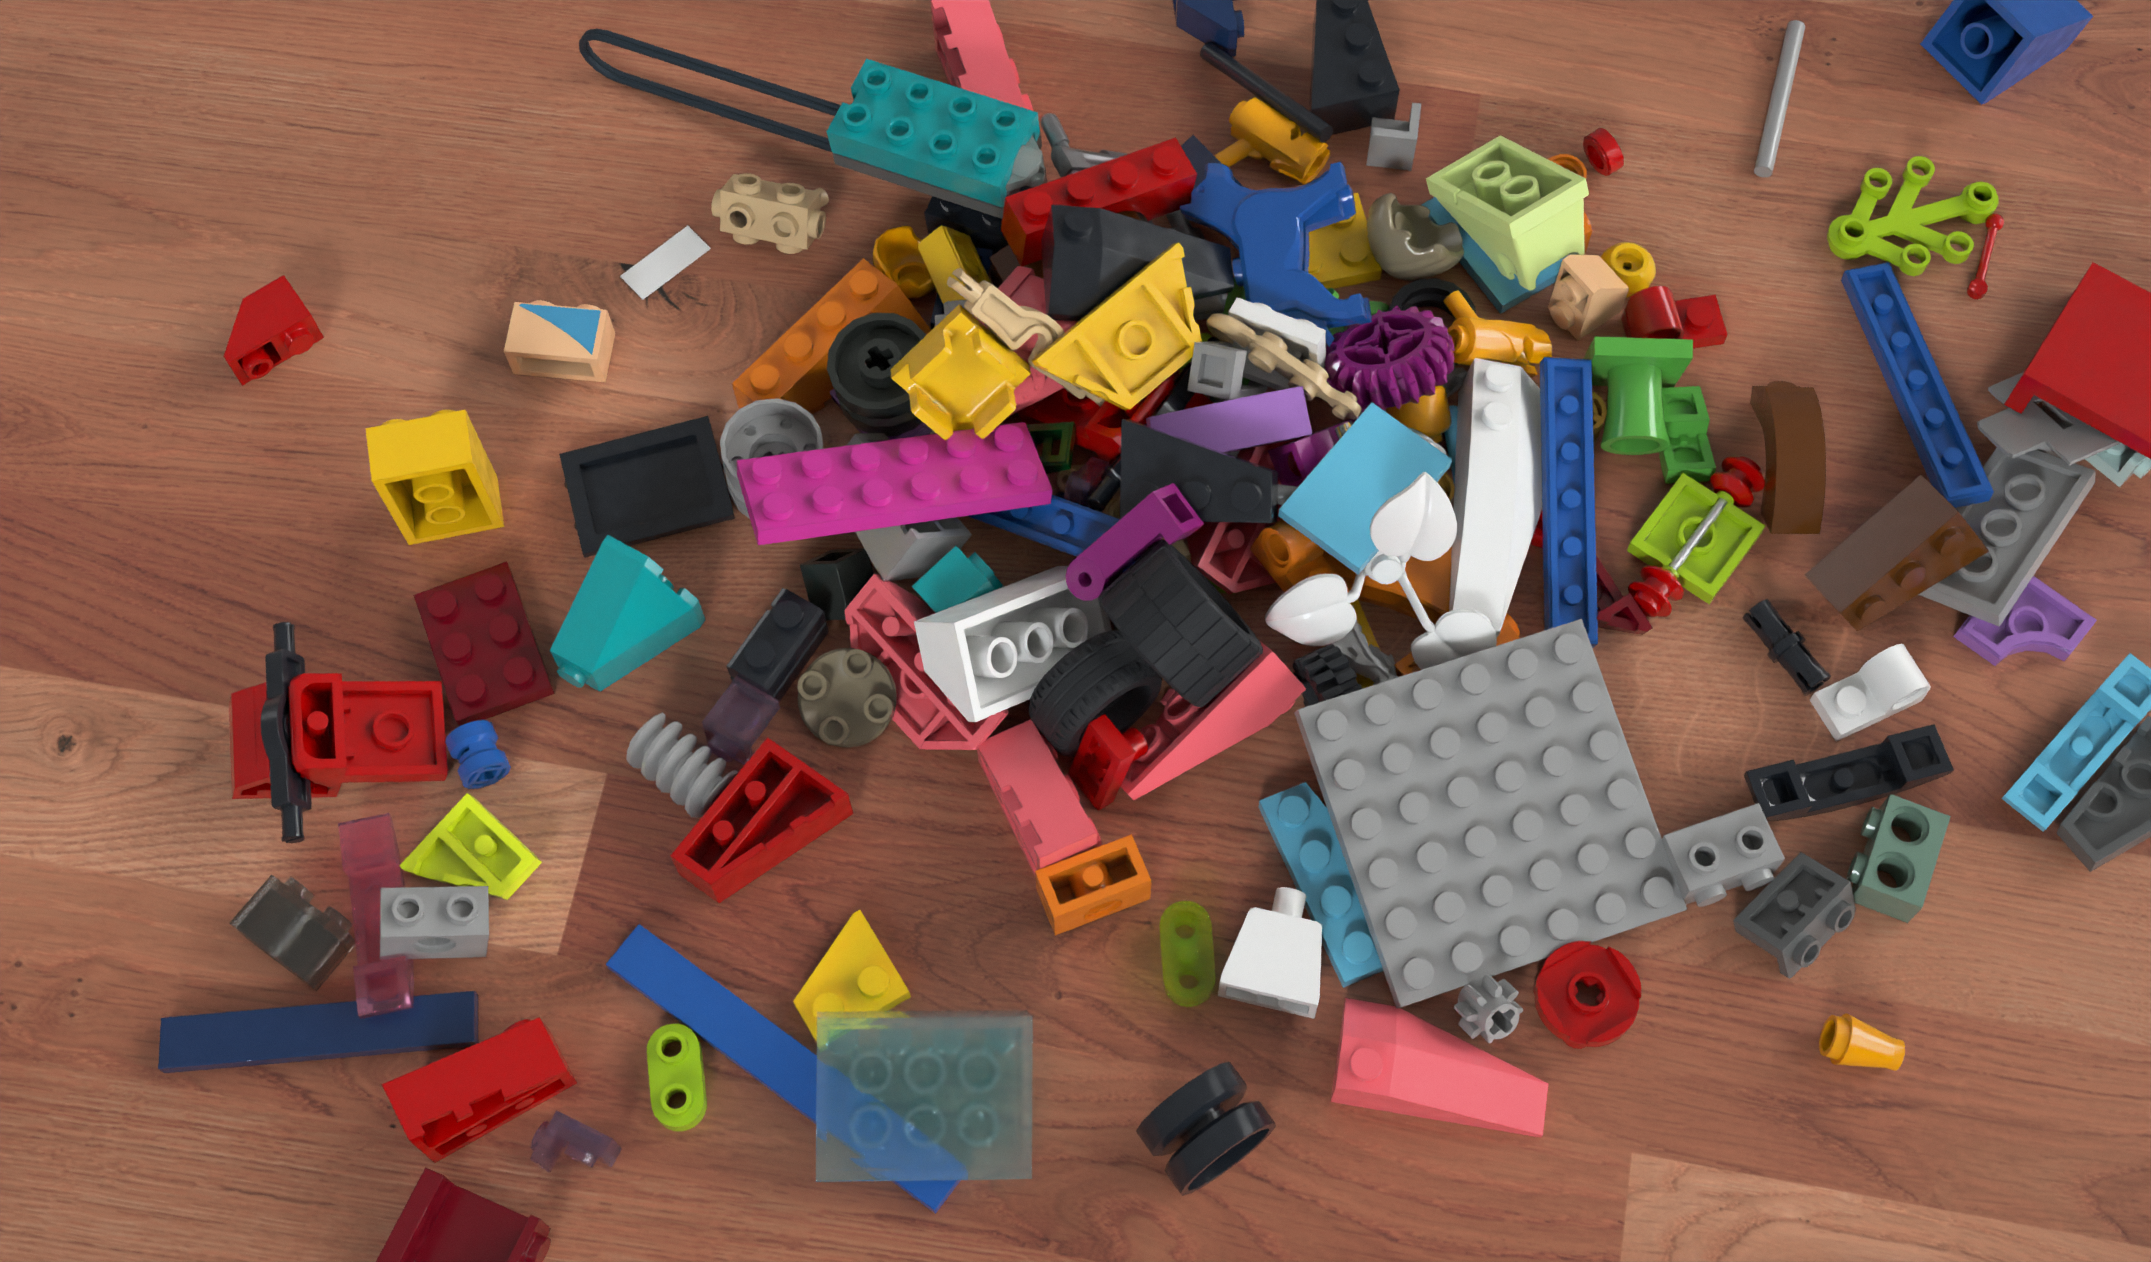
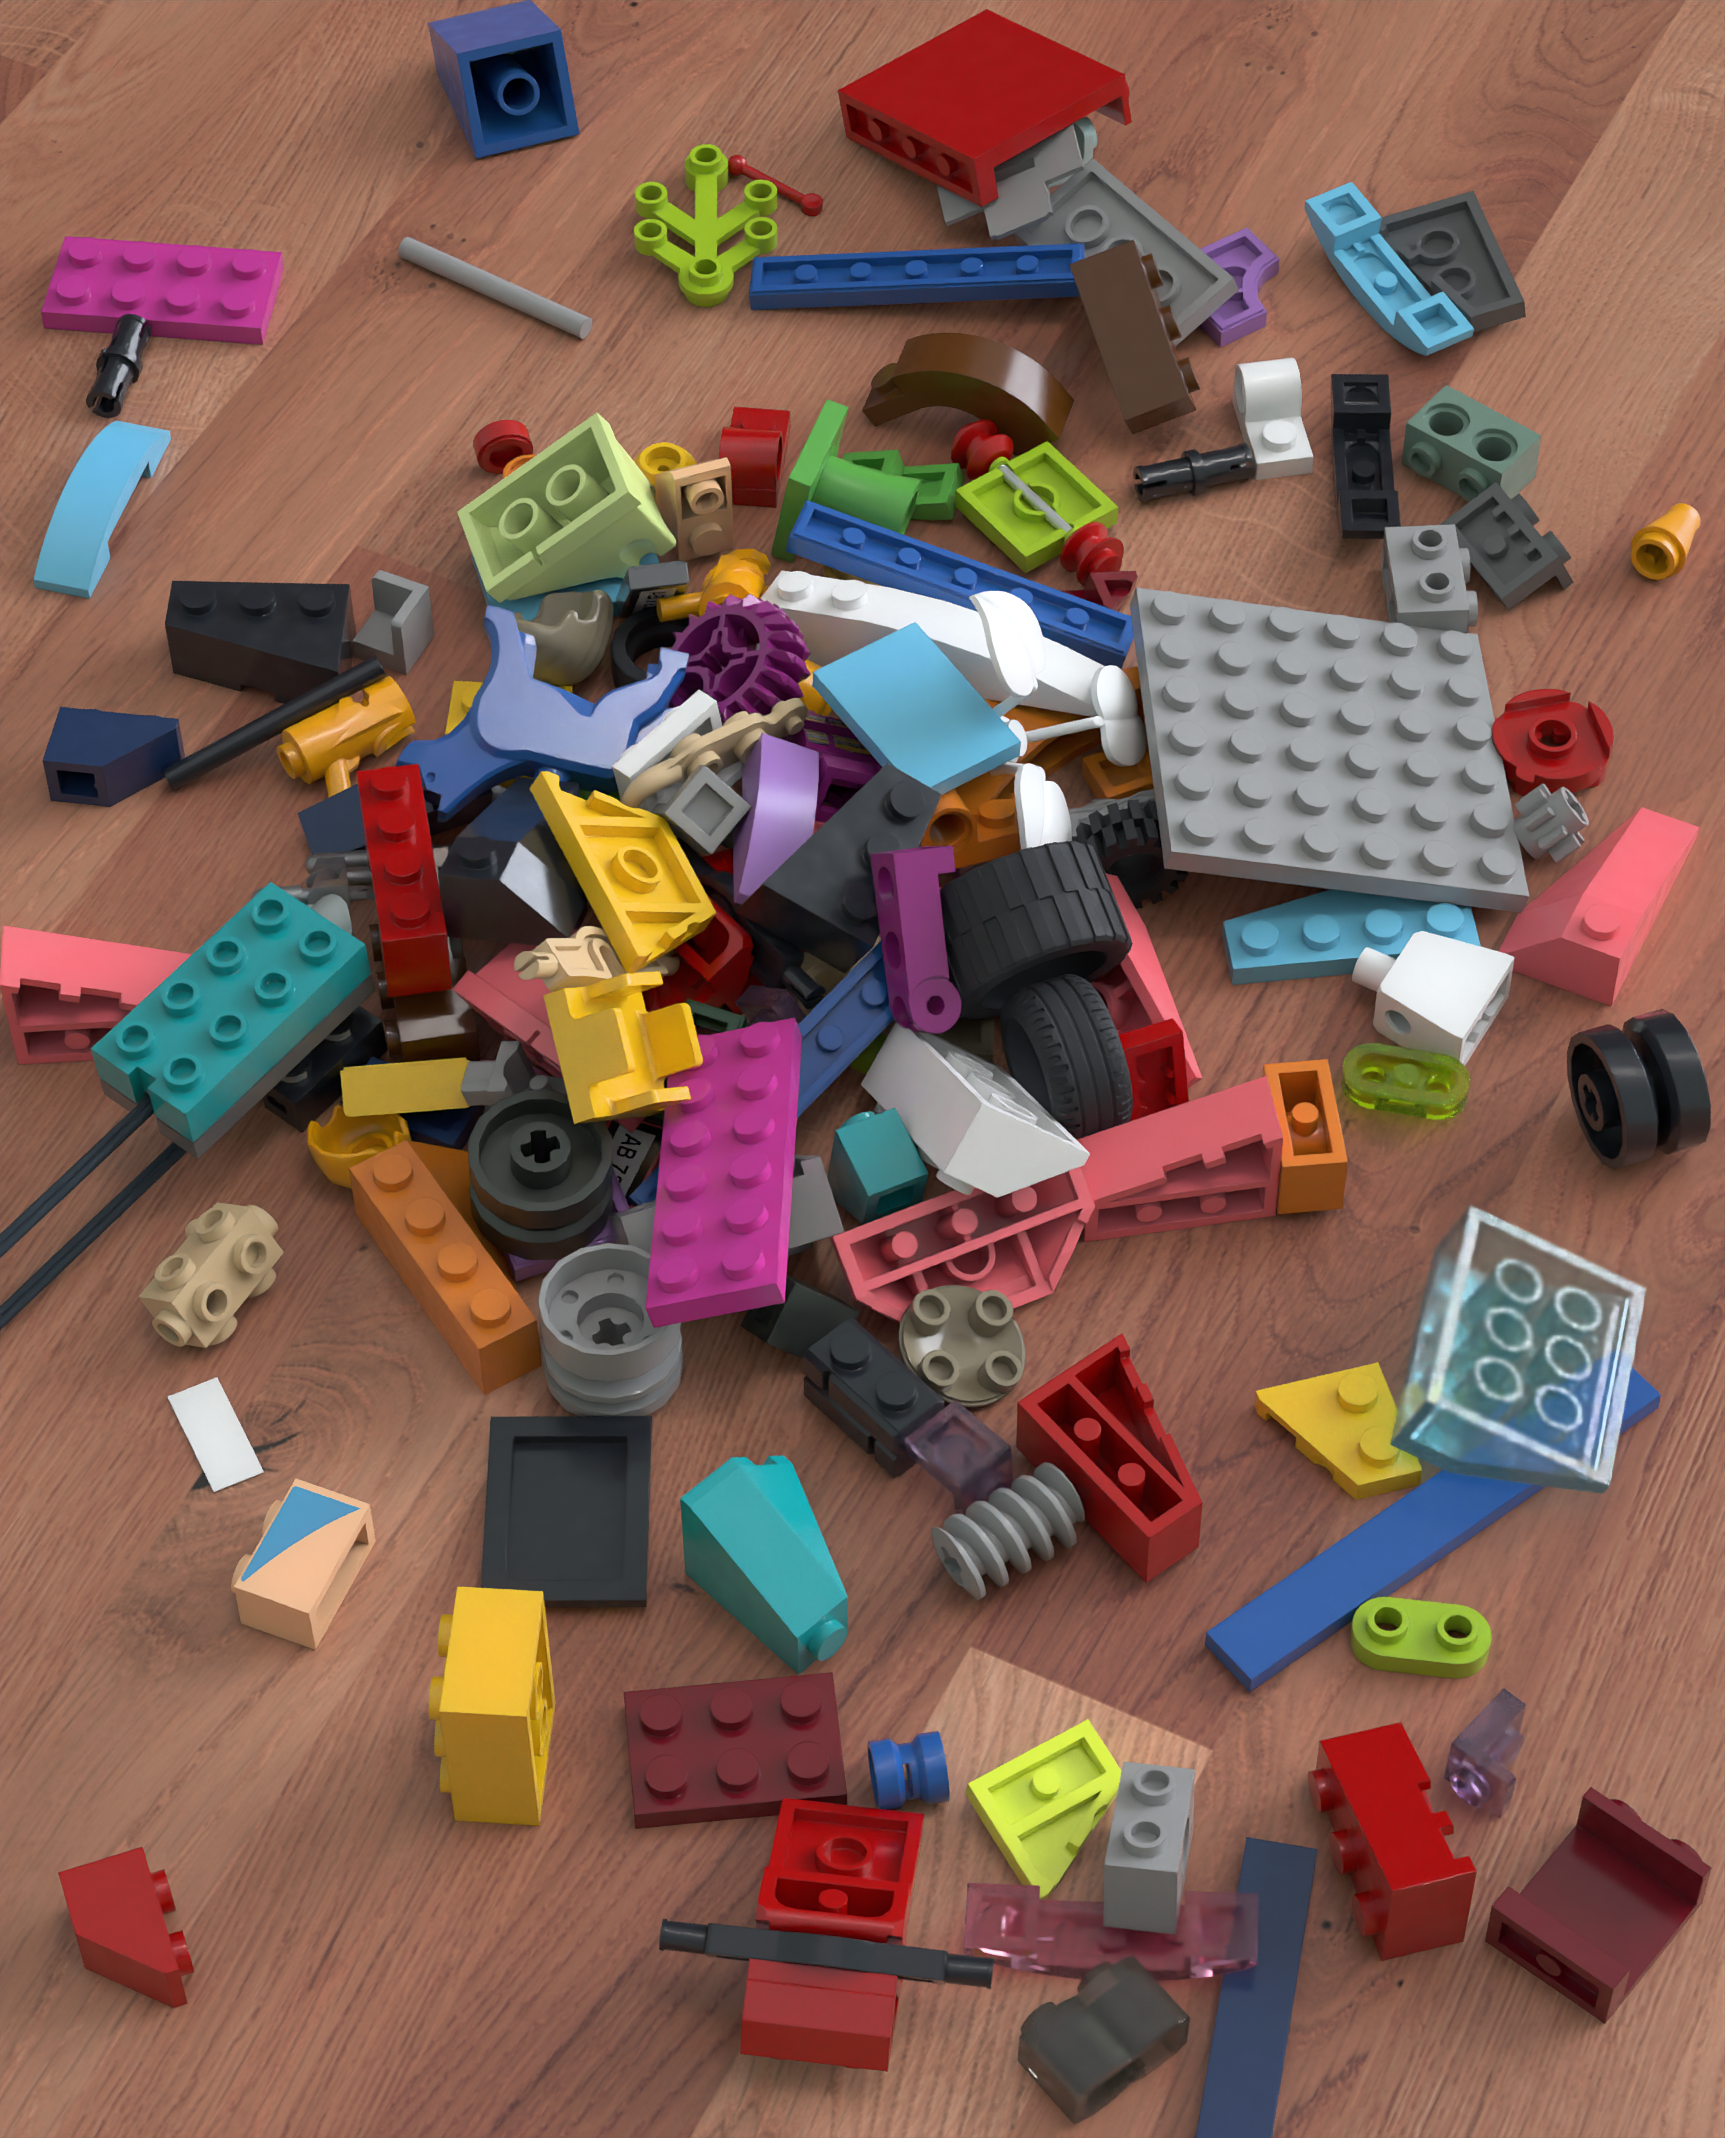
camera: 75 degrees left, 15 degrees down
(1470, 285) = (647, 583): none -> dark grey tile

